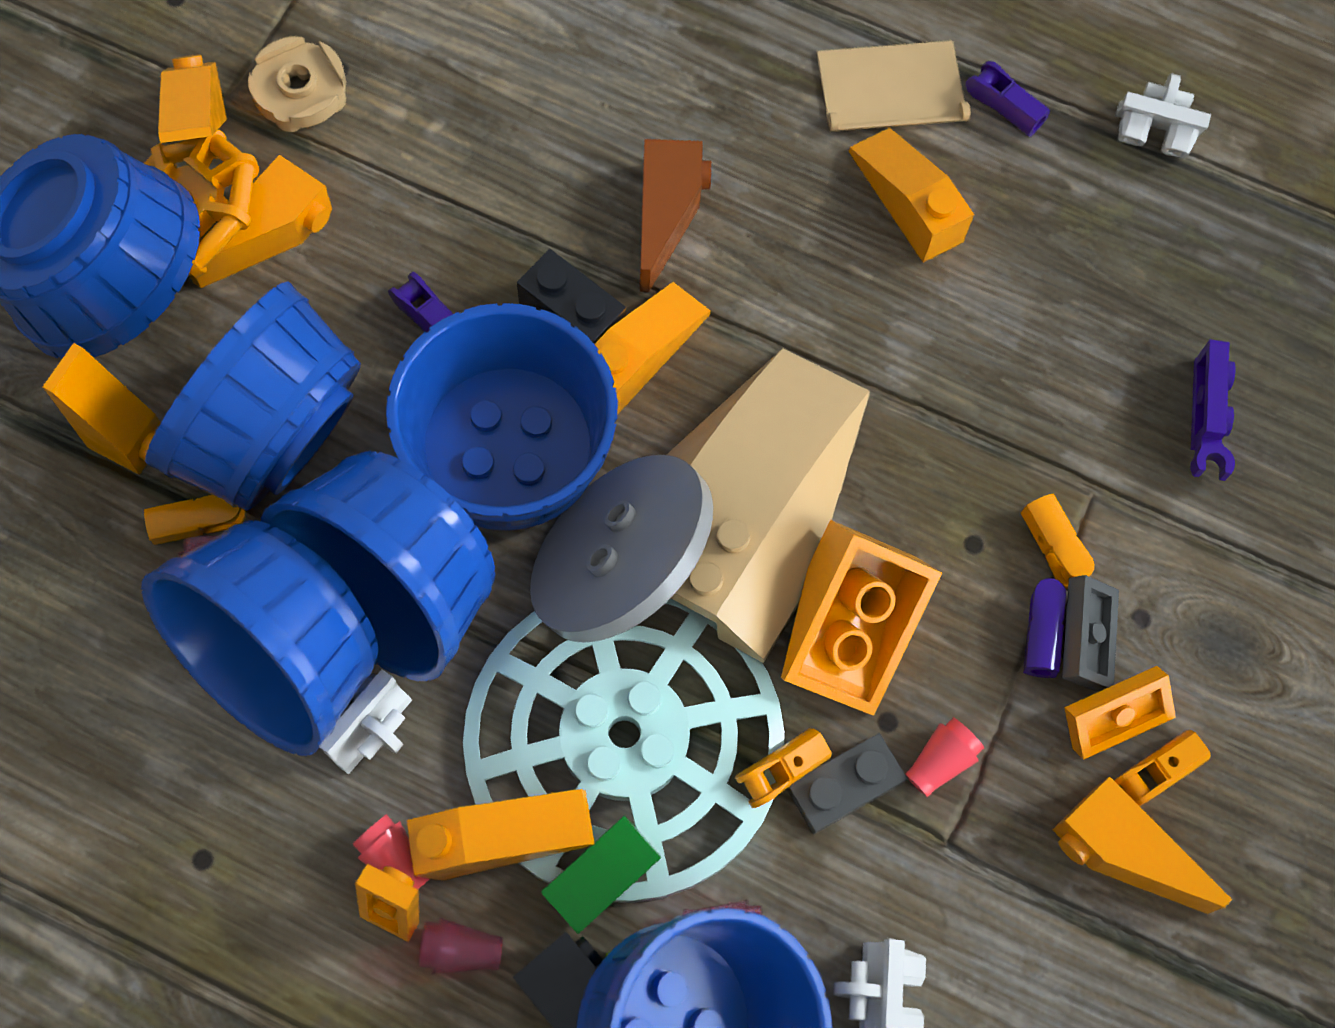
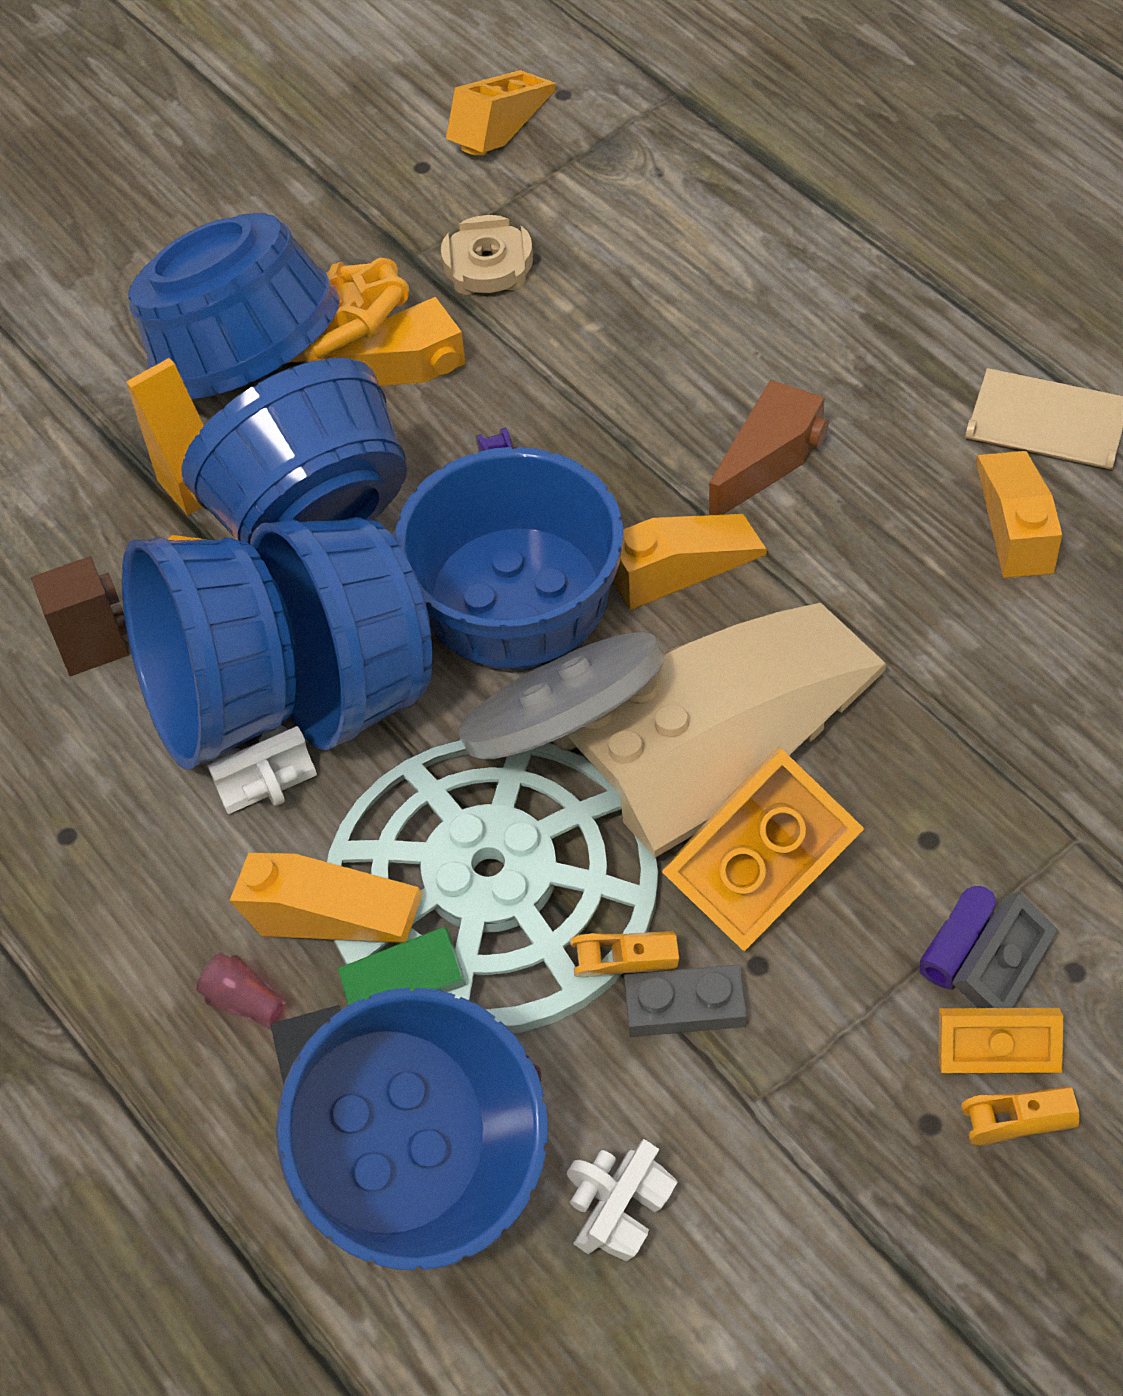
camera: 35 degrees right, 15 degrees down
(106, 635) = (80, 615): none -> reddish brown brick
(190, 100) = (382, 231): light orange slope -> none
(388, 846) = (216, 880): coral cone -> none
(388, 900) = (195, 912): light orange plate -> none
(567, 292) = (631, 482): black brick -> none
(945, 756) = (794, 1011): coral cone -> none
(1057, 539) = (1014, 855): light orange bar -> none
(1126, 844) = (946, 1171): light orange slope -> none

